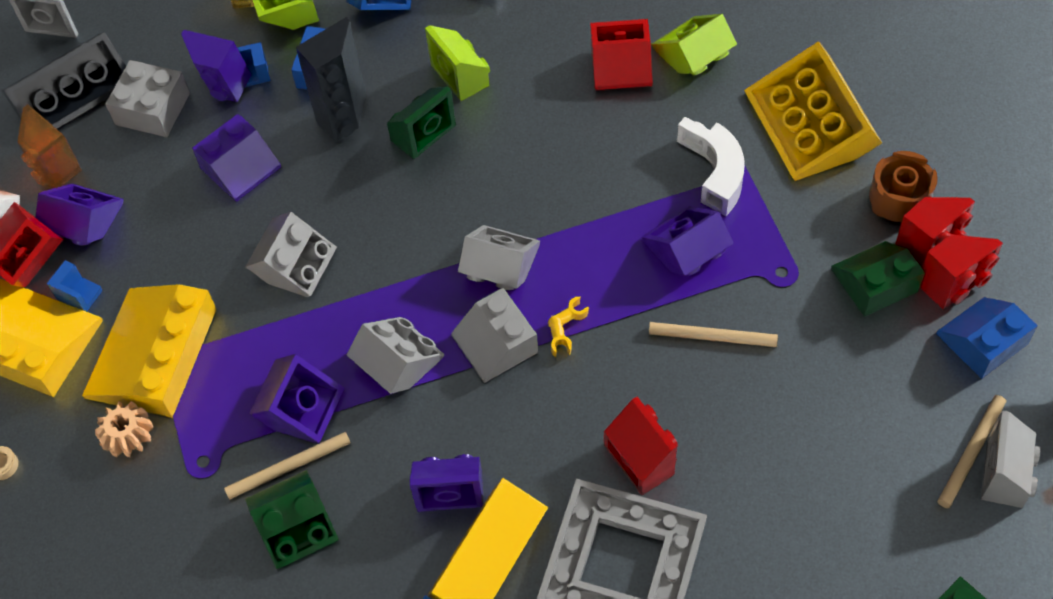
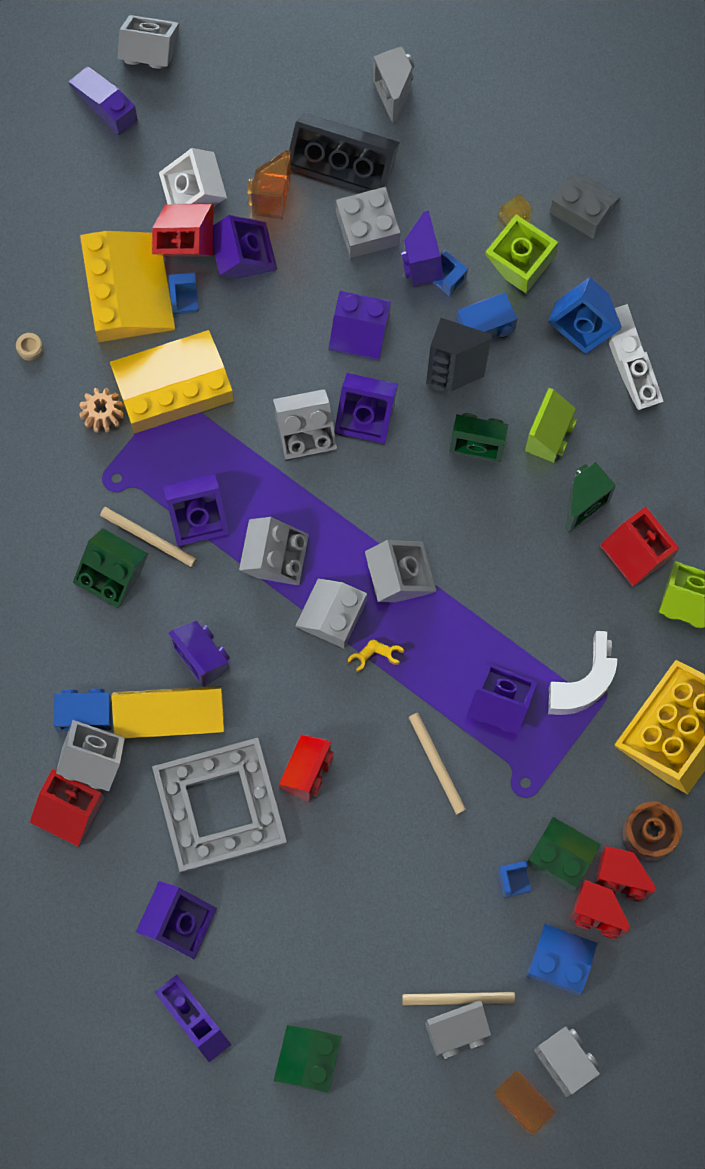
camera: 50 degrees right, 15 degrees up
(319, 195) = (365, 408): none -> dark purple slope
(542, 64) = (588, 494): none -> dark green slope
(876, 331) = (514, 879): none -> blue panel

